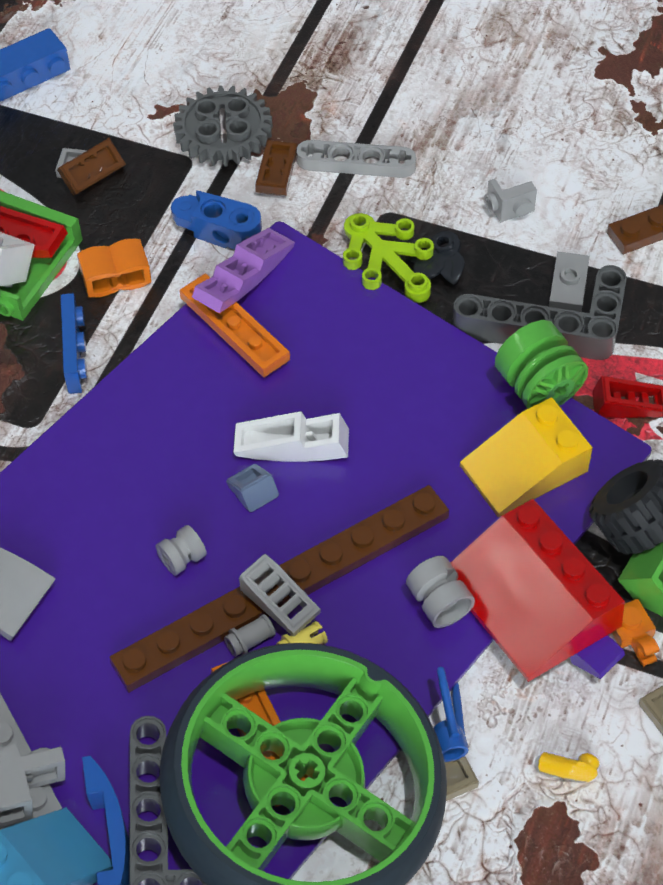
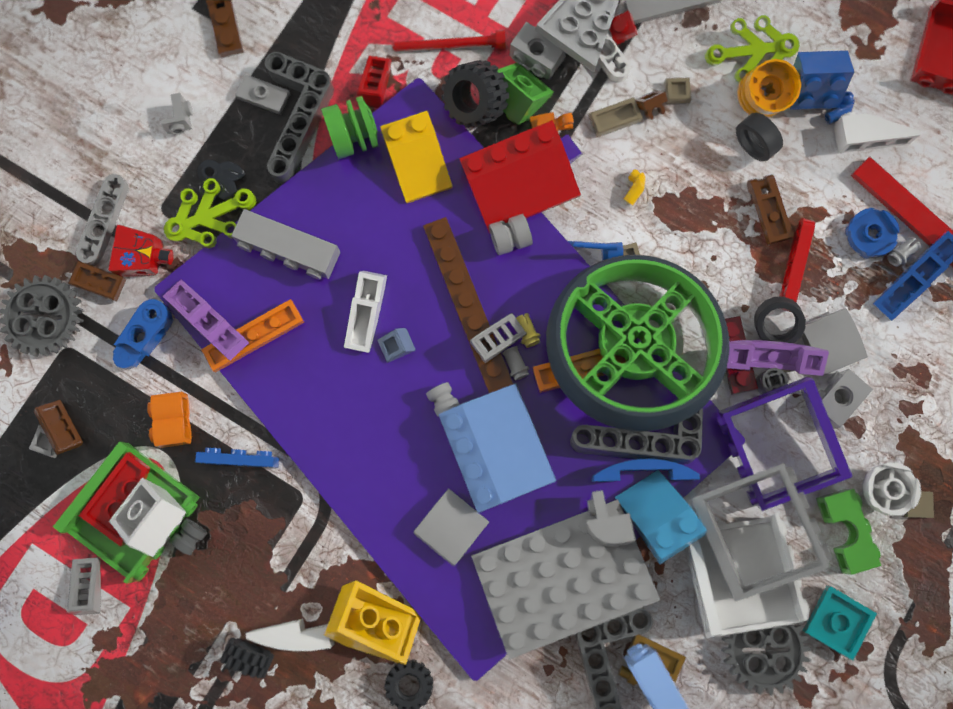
camera: 80 degrees left, 25 degrees up
(116, 621) = (497, 447): none -> medium blue slope
(319, 195) = (137, 253): none -> red torso
(360, 333) = (285, 244): none -> light grey brick

